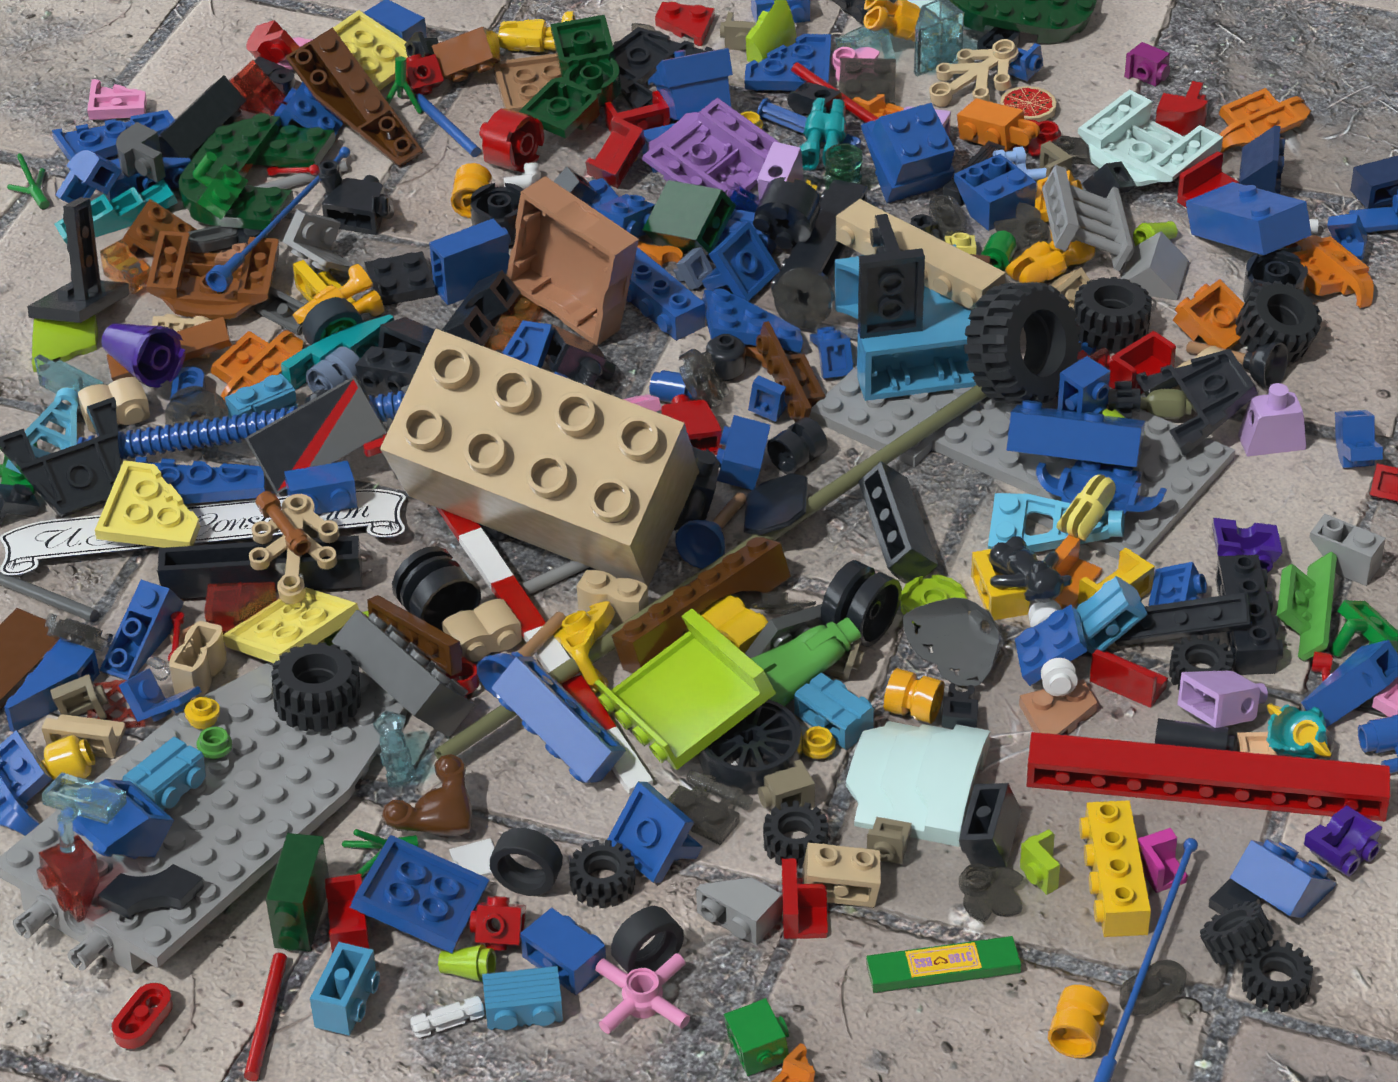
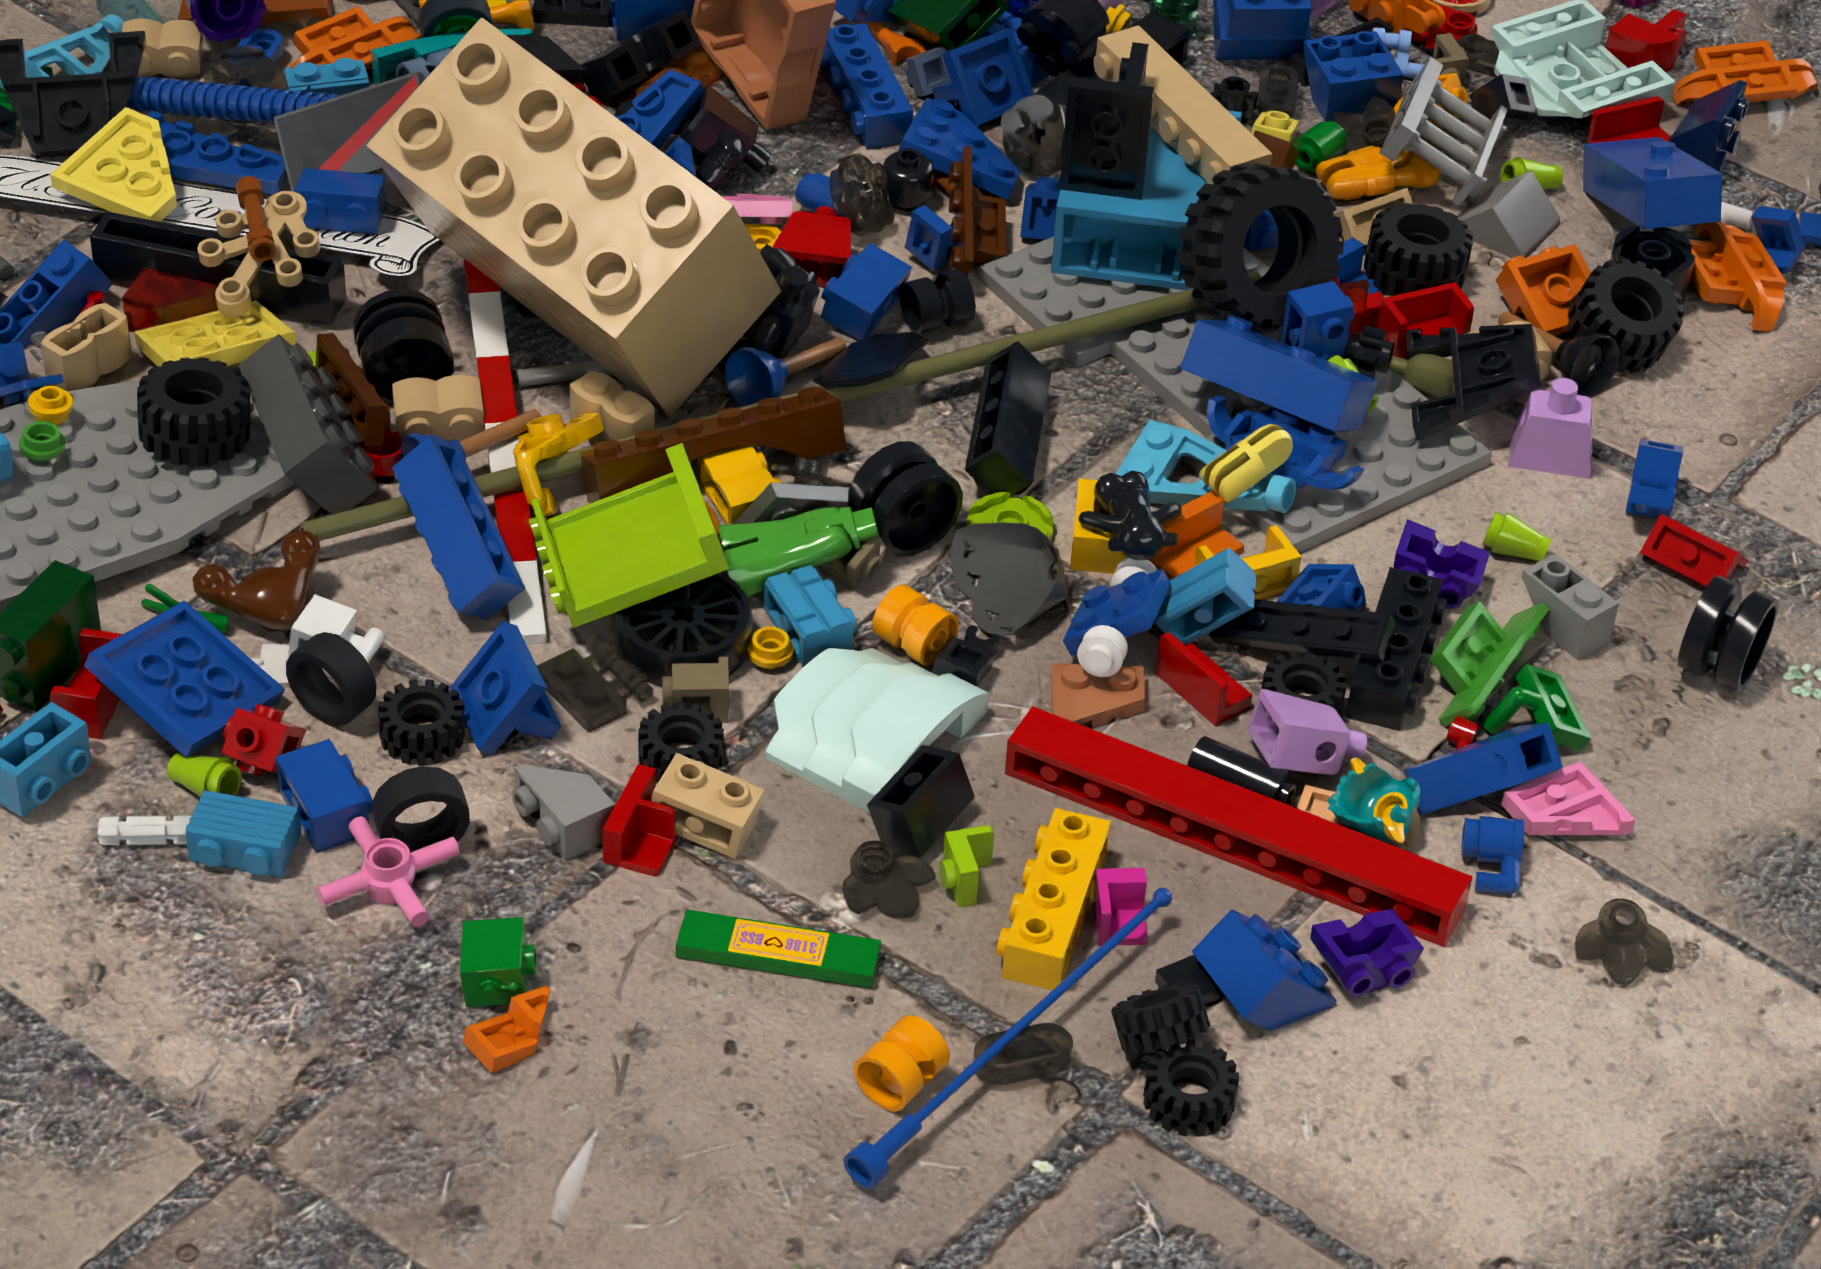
camera: 15 degrees right, 0 degrees up
(394, 749) = (254, 510): clear light blue animal -> none
(496, 819) = (332, 617): none -> white brick
(890, 838) = (790, 783): dark tan bracket -> none
(1282, 509) = (1515, 538): none -> lime cone

